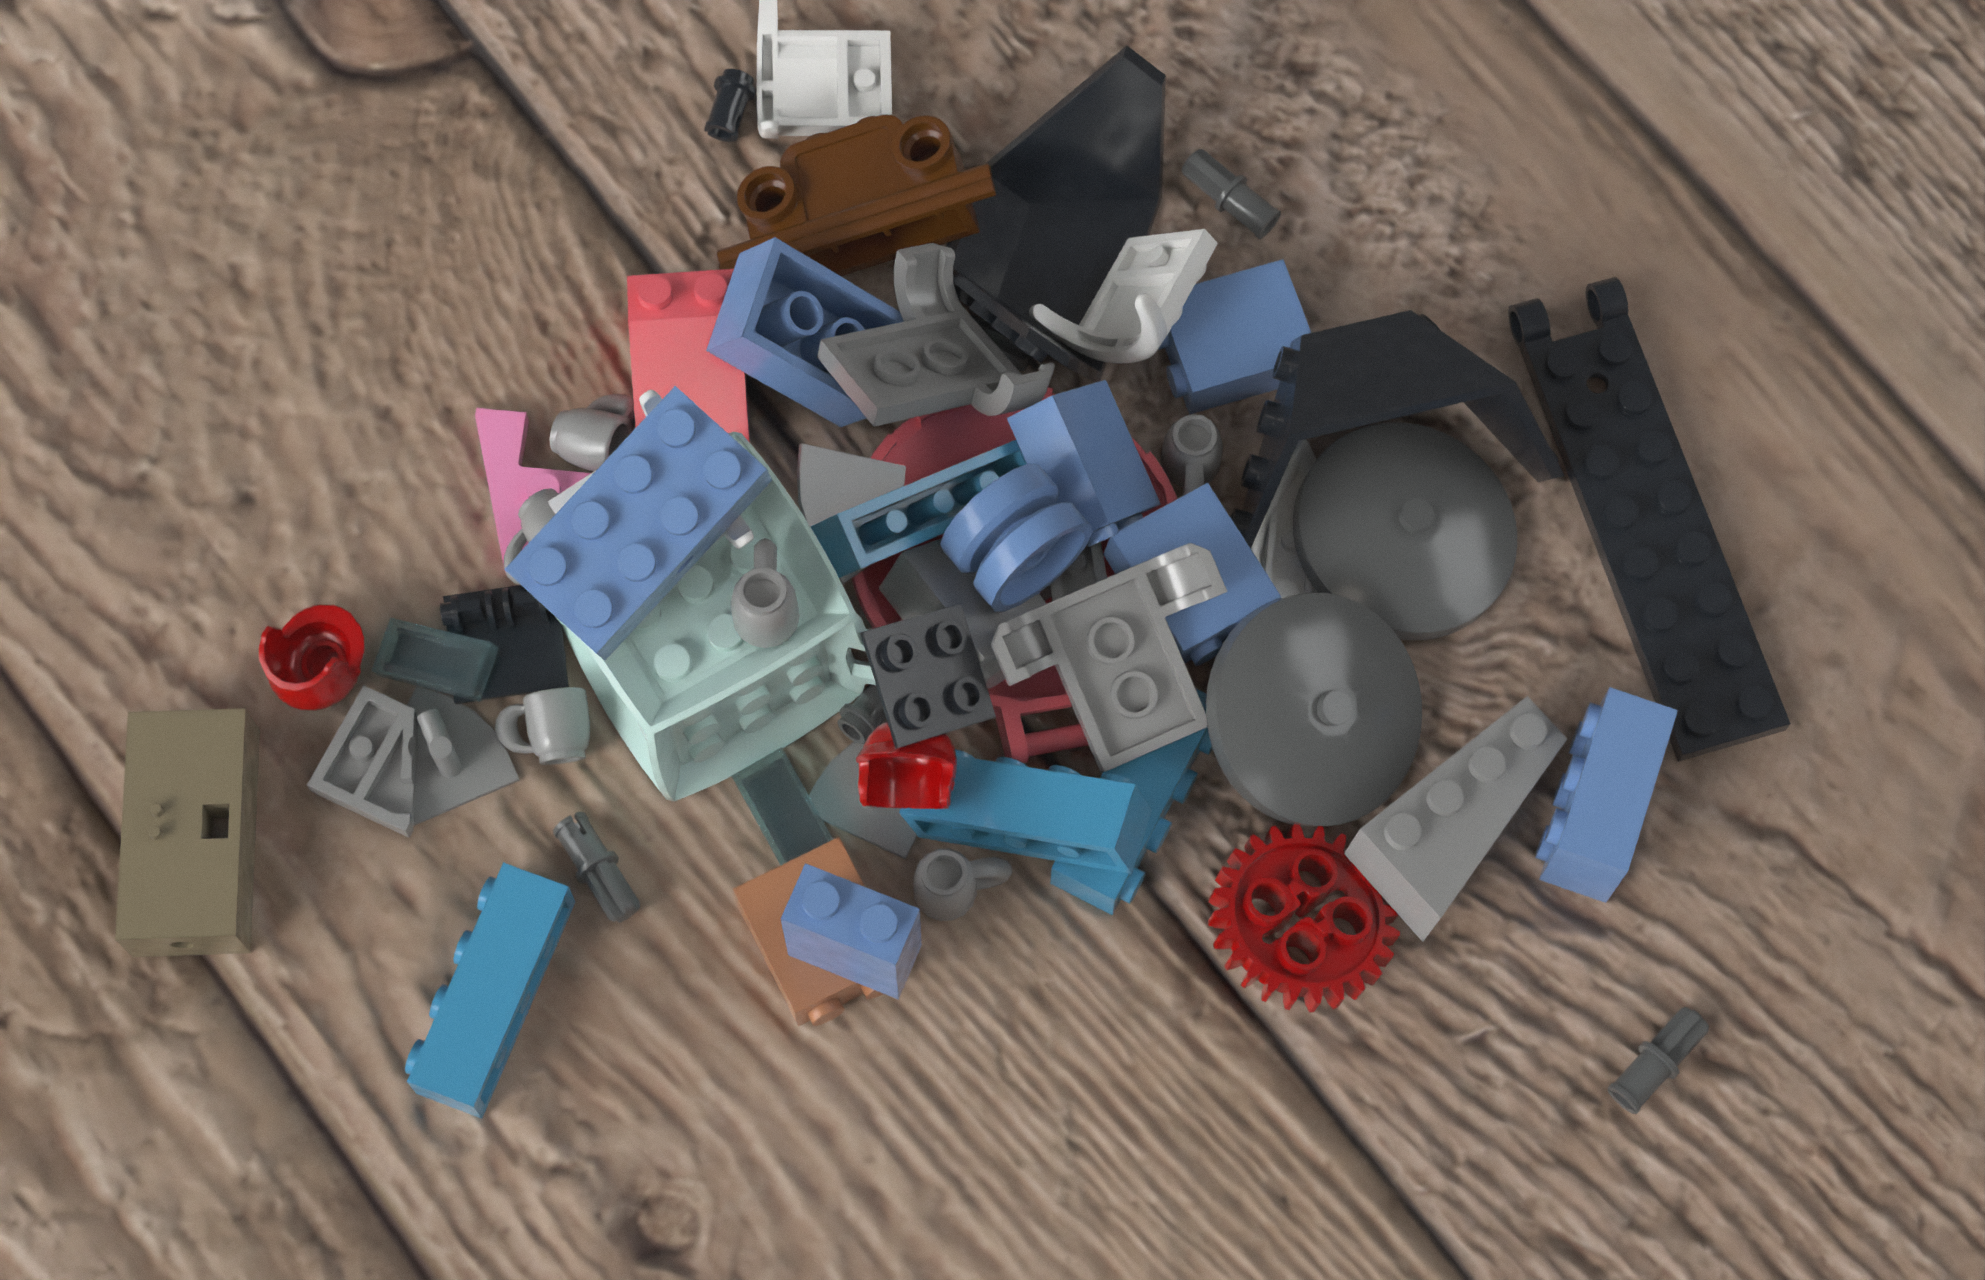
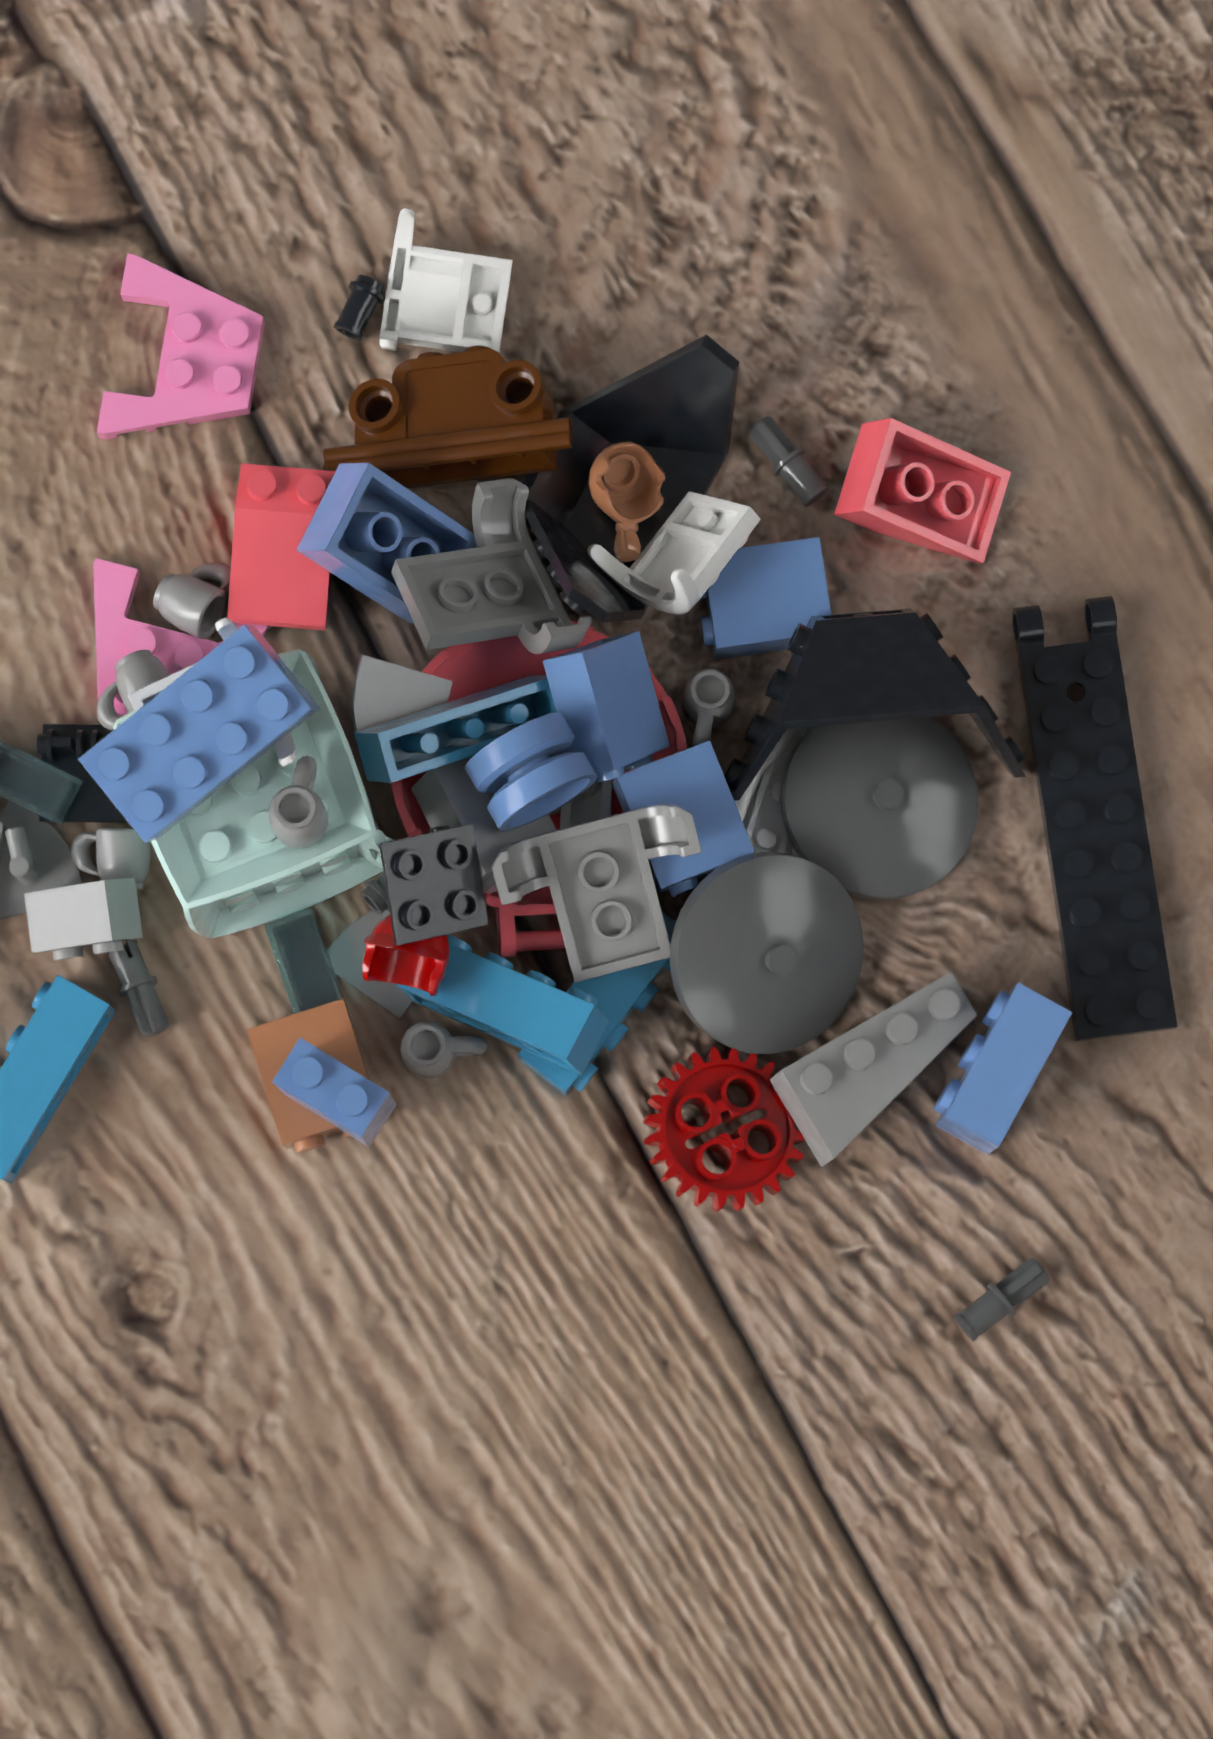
camera: 10 degrees right, 10 degrees up
(523, 792) = (83, 916): none -> brick
(567, 183) = (204, 361): none -> bright pink wing
(1061, 243) = (626, 488): none -> nougat hair
(1382, 199) = (922, 490): none -> coral slope

